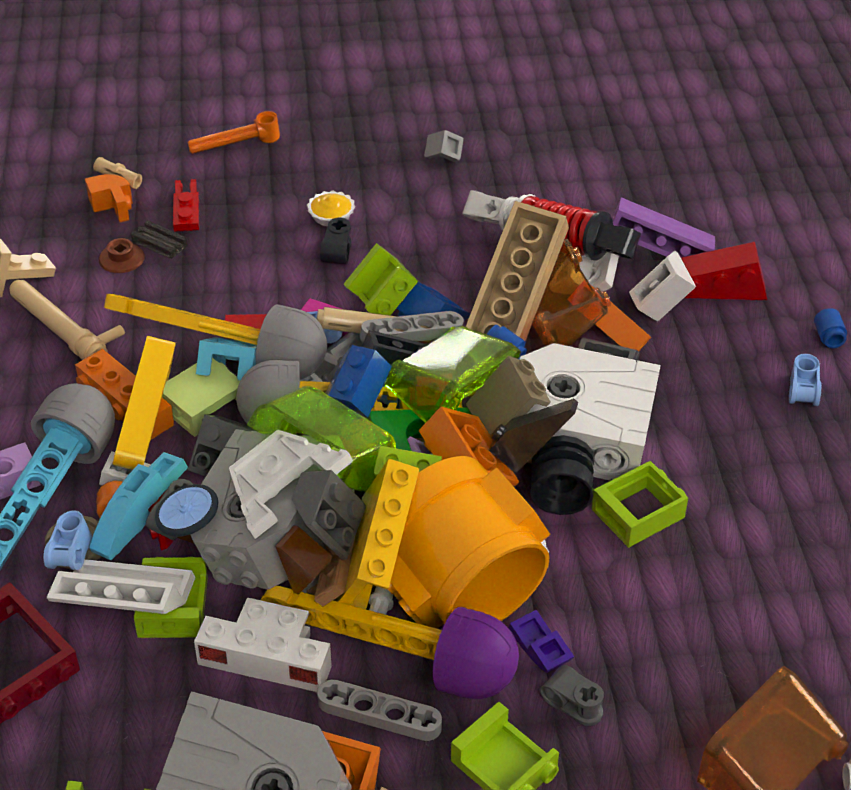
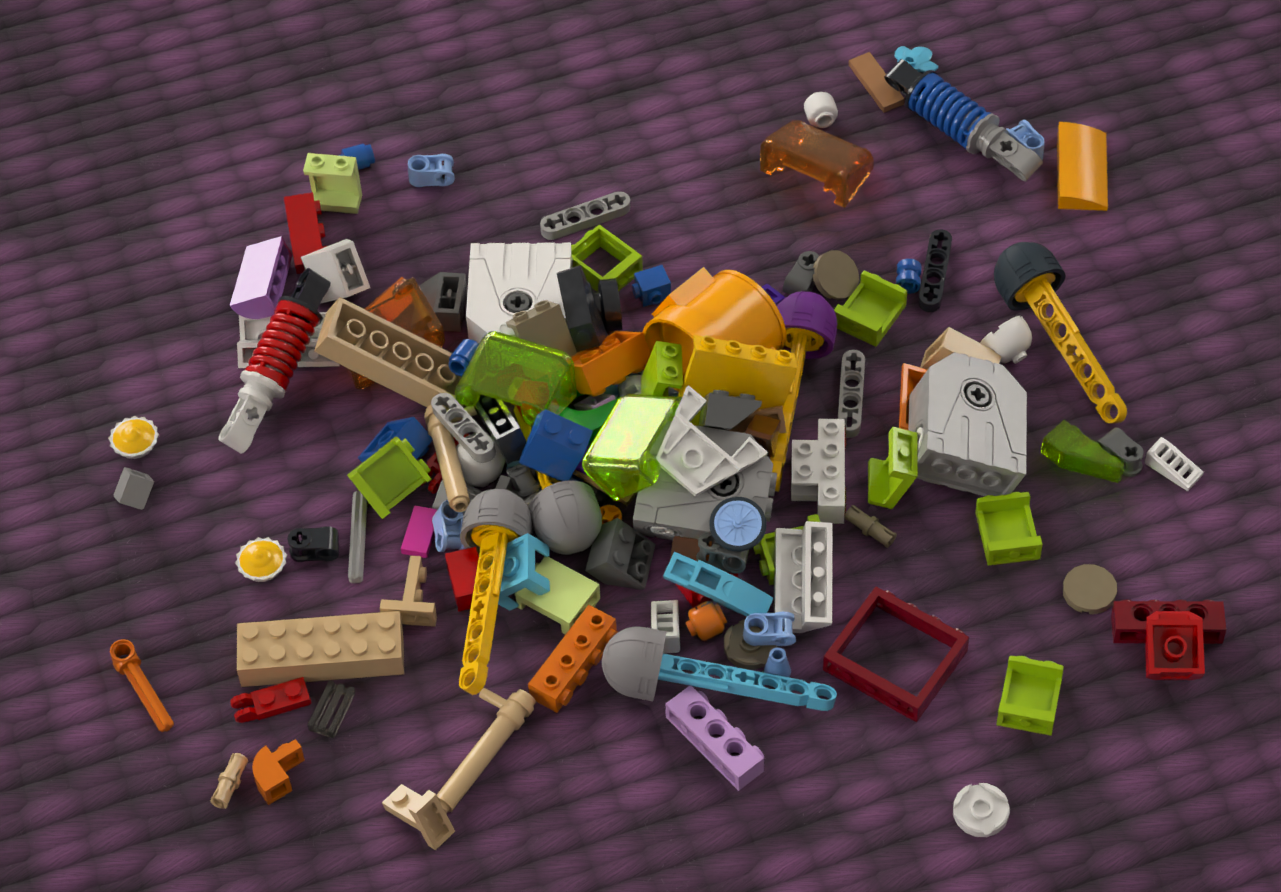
camera: 100 degrees left, 10 degrees up
(28, 549) = (777, 663): none -> medium blue cone
(121, 256) = (363, 748): copper piece -> none
(144, 402) = (594, 607): yellow beam -> none
(173, 680) = (870, 526): none -> dark tan pin
(217, 234) = (320, 648): none -> tan brick
(220, 685) = (893, 476): none -> lime panel
(247, 295) = (412, 608): none -> tan bracket
(318, 272) = (357, 538): none -> light grey axle
(497, 149) = (133, 437): none -> yellow piece
(564, 723) = (835, 275): none -> dark tan tile
(593, 542) = (651, 285): none -> blue brick
(721, 505) = (583, 211): none -> light grey beam
(779, 304) = (334, 182): none -> yellowish green panel

